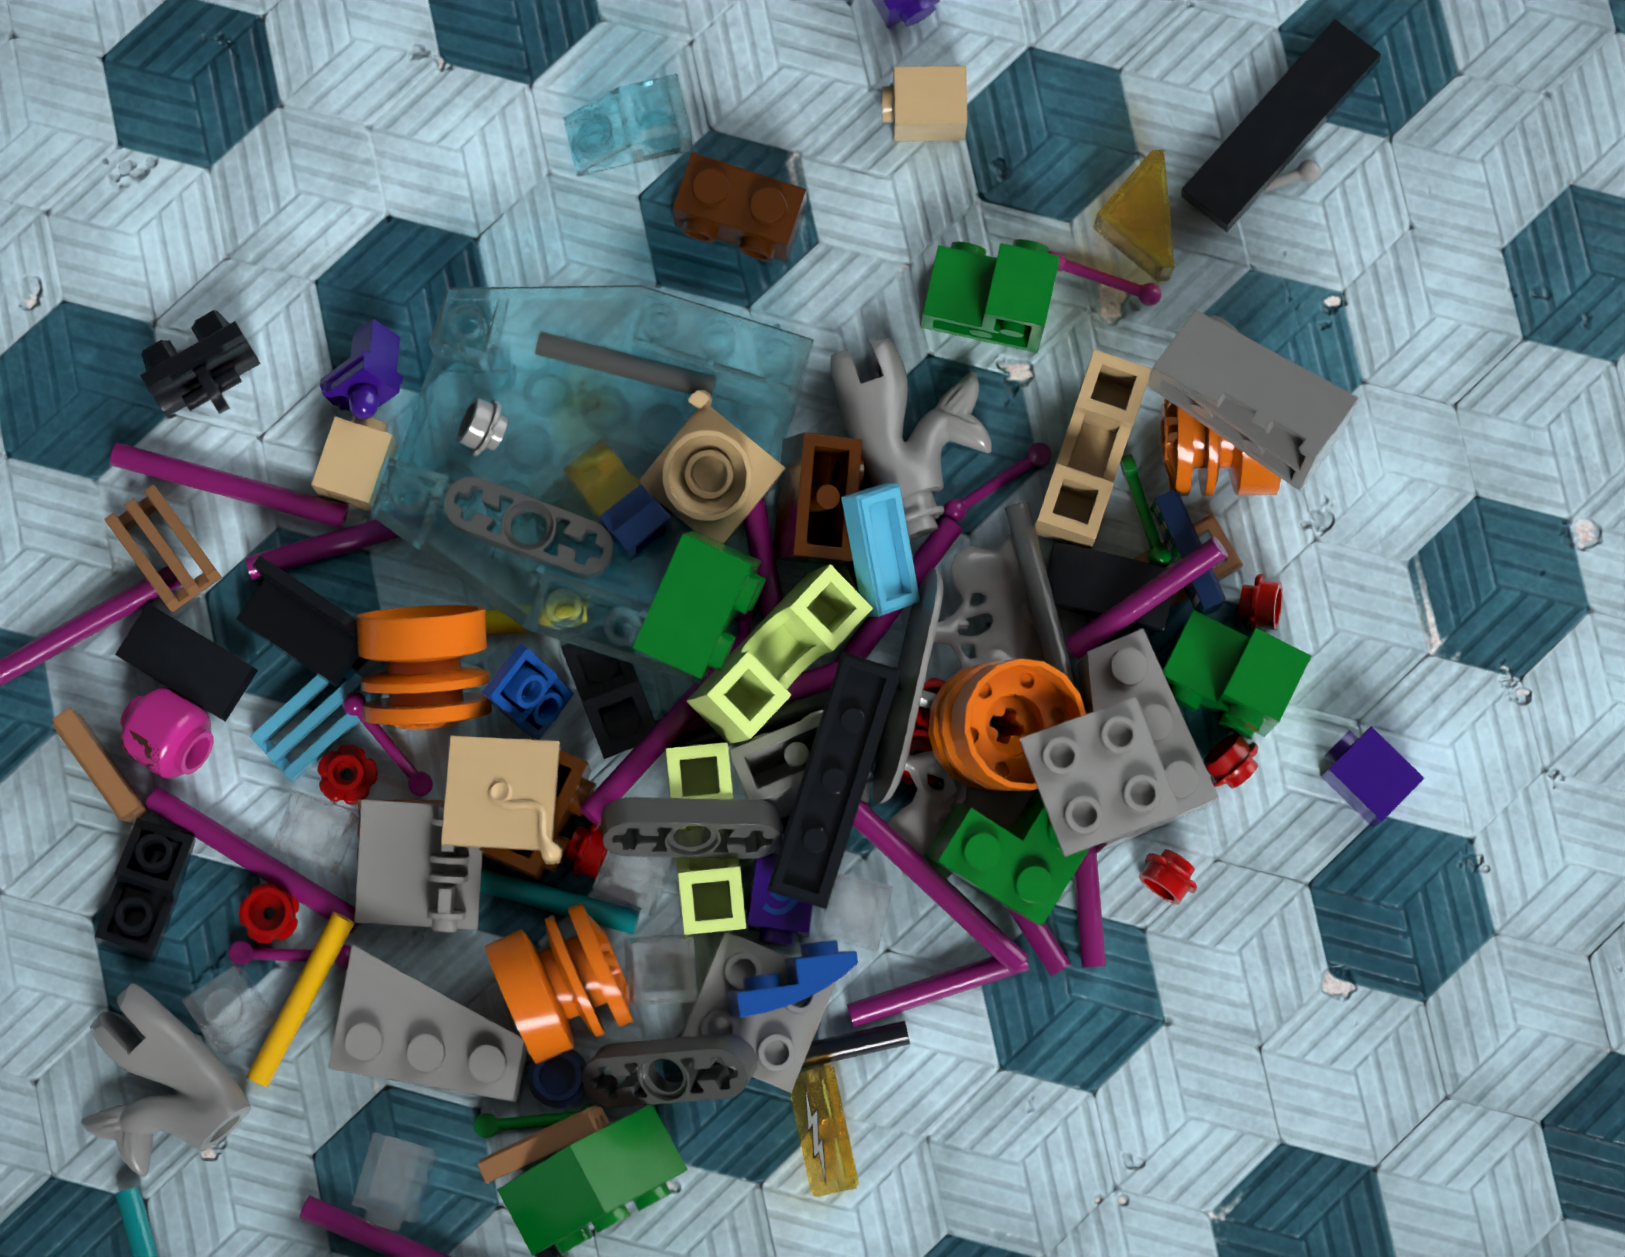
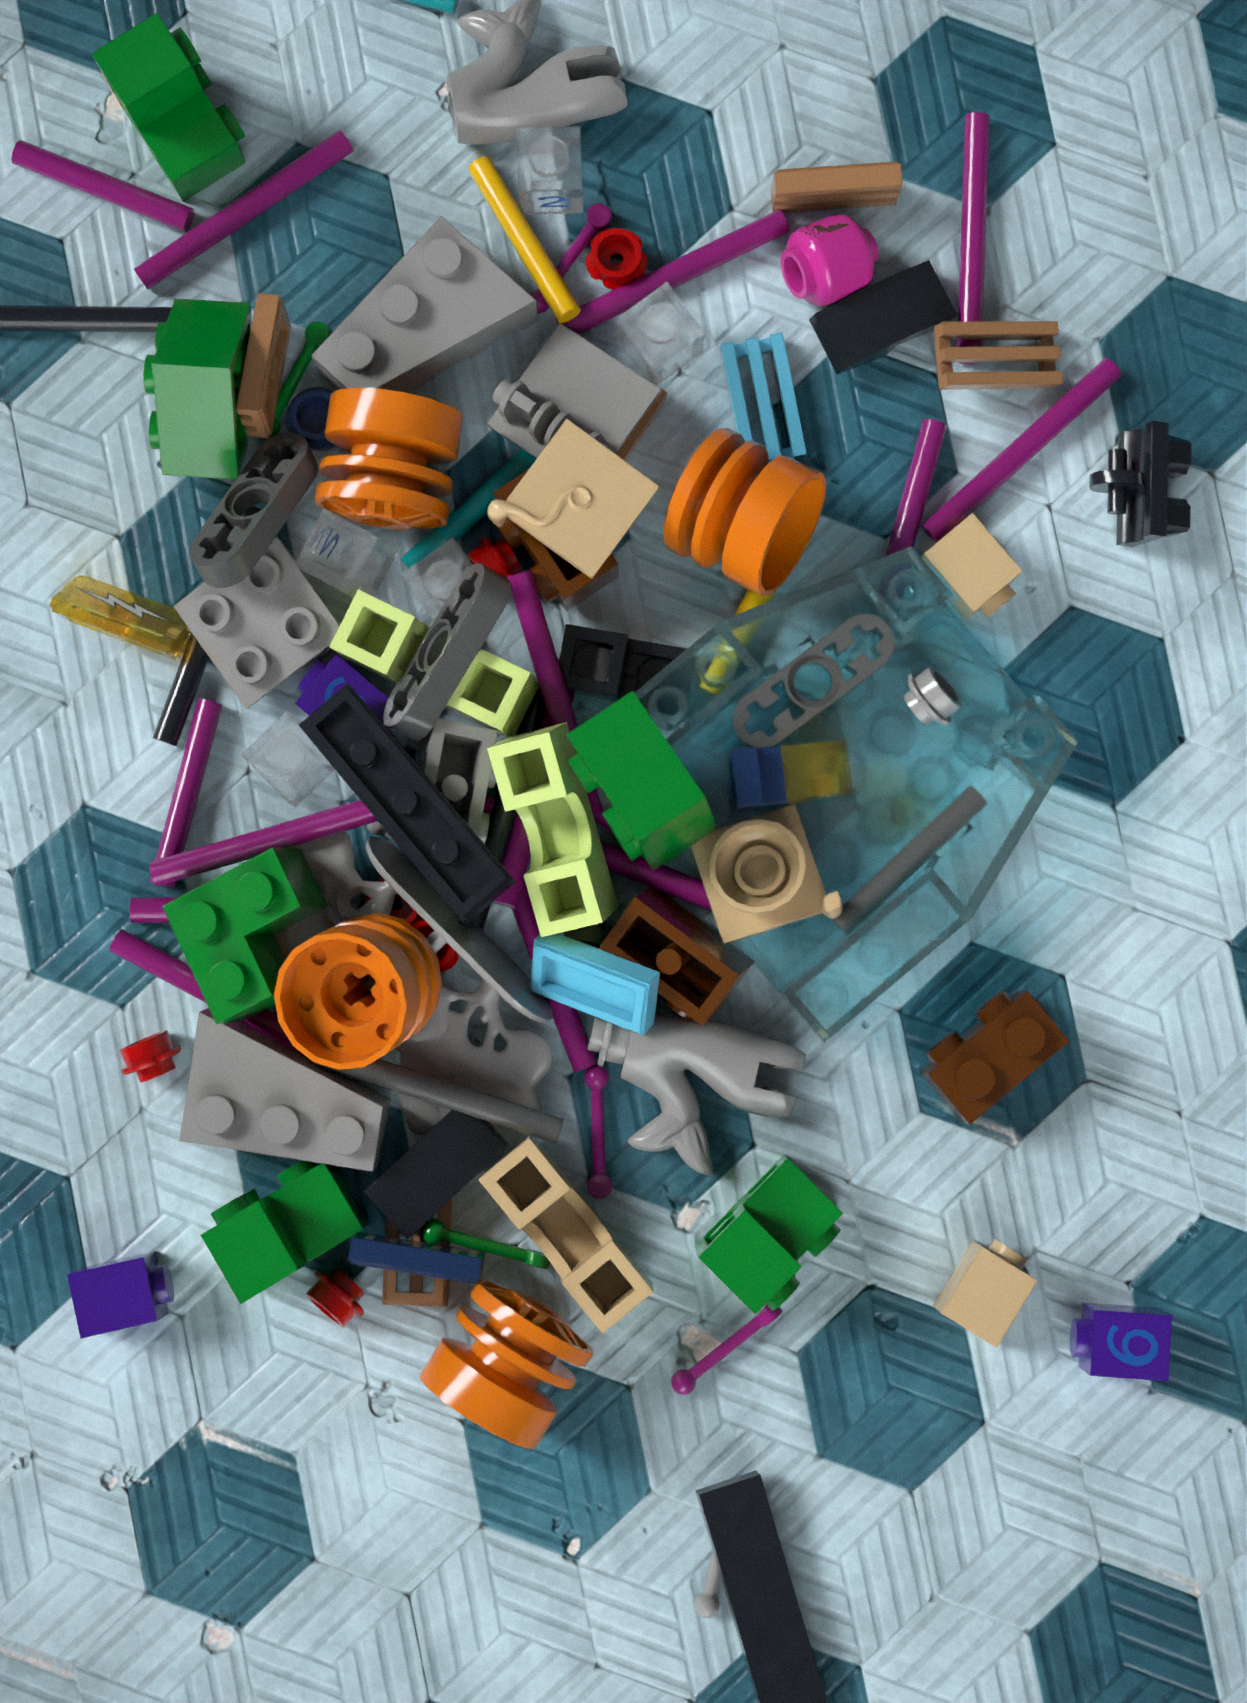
camera: 125 degrees right, 5 degrees up
(145, 890) = (703, 166): black slope -> none
(301, 624) = (854, 432): black panel -> none
(352, 758) = (696, 413): red plate -> none
(368, 375) = (1042, 627): dark purple piece -> none
(394, 1181) = (317, 224): clear brick -> none
(419, 781) = (651, 457): magenta hinge -> none
(528, 692) = (663, 589): blue slope -> none
(629, 126) = (1131, 1003): clear light blue slope -> none
(806, 975) = (253, 681): blue slope -> none
(1100, 776) = (252, 1039): light grey hinge -> none
(1139, 218) = (756, 1419): clear yellow slope -> none
(1146, 597) = (396, 1192): magenta bar -> none
(1231, 761) = (214, 1177): red plate -> none
(1252, 397) = (501, 1405): light grey wedge -> none

